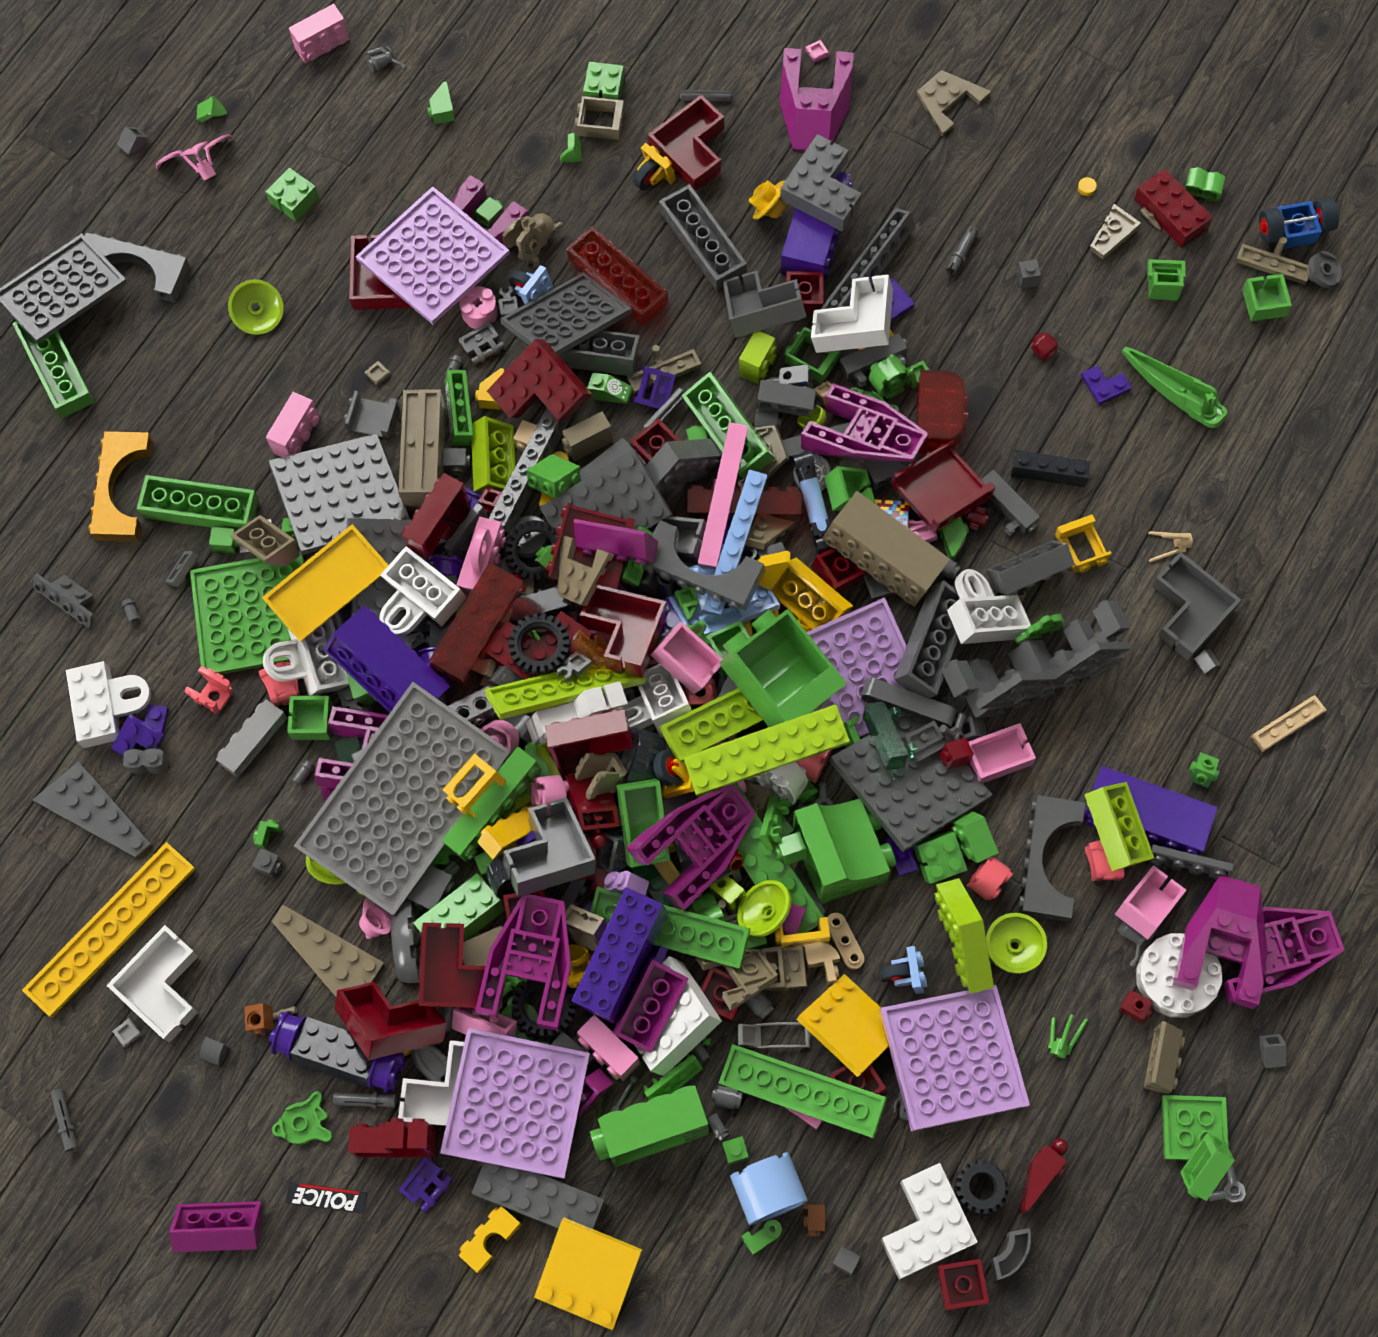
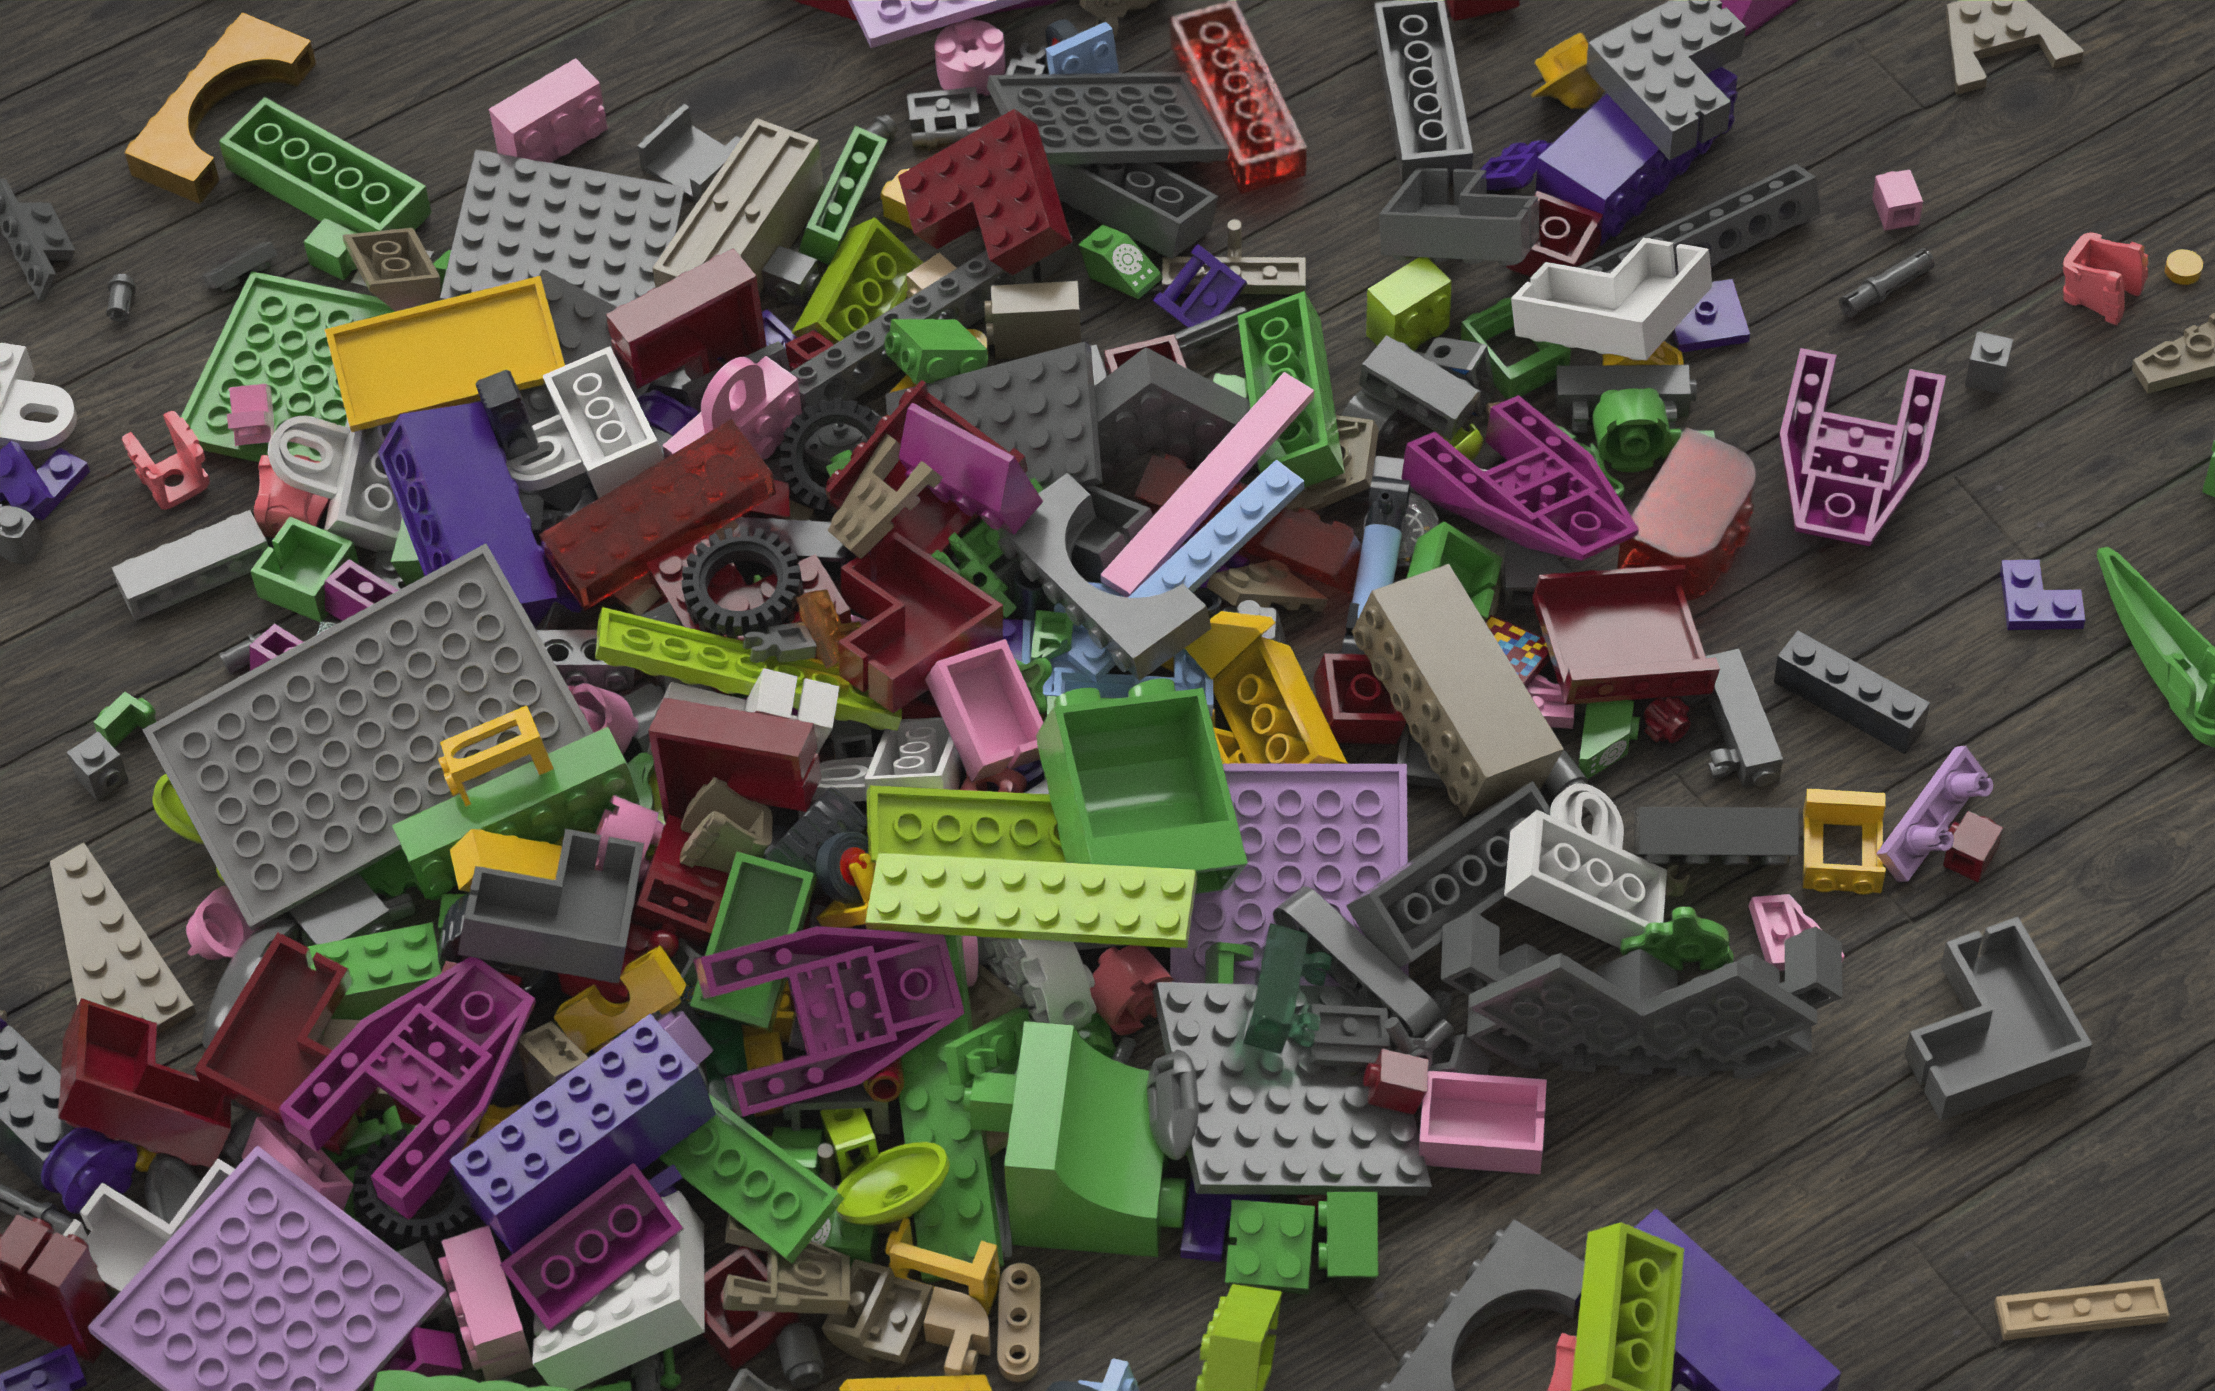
camera: 25 degrees right, 15 degrees down
(238, 649) = (251, 414): none -> bright pink brick
(377, 373) = (742, 99): dark tan tile -> none
(378, 604) = (507, 414): none -> black brick
(588, 891) = (594, 1021): none -> yellow arch
(639, 587) = (990, 582): none -> bright green hinge
(766, 260) = (1514, 166): none -> dark purple plate
(793, 920) = (937, 1228): magenta slope -> none
(871, 814) = (1173, 1103): none -> dark grey piece
(946, 205) = (1897, 199): none -> bright pink brick
(988, 878) = (1342, 1322): coral brick -> none
(994, 356) = (1850, 470): none -> magenta wedge
(1044, 345) = (1954, 489): dark red head -> none
(1063, 200) = (2101, 272): none -> coral piece
(1080, 600) = (1775, 921): none -> bright pink wing
(1112, 522) = (1928, 819): none -> lavender plate
(1138, 521) = (1973, 845): none -> brick
(1181, 540) = (2039, 909): tan plant -> none
(1204, 770) = (1862, 1314): bright green brick -> none
(1207, 661) = (1978, 1135): slope -> none

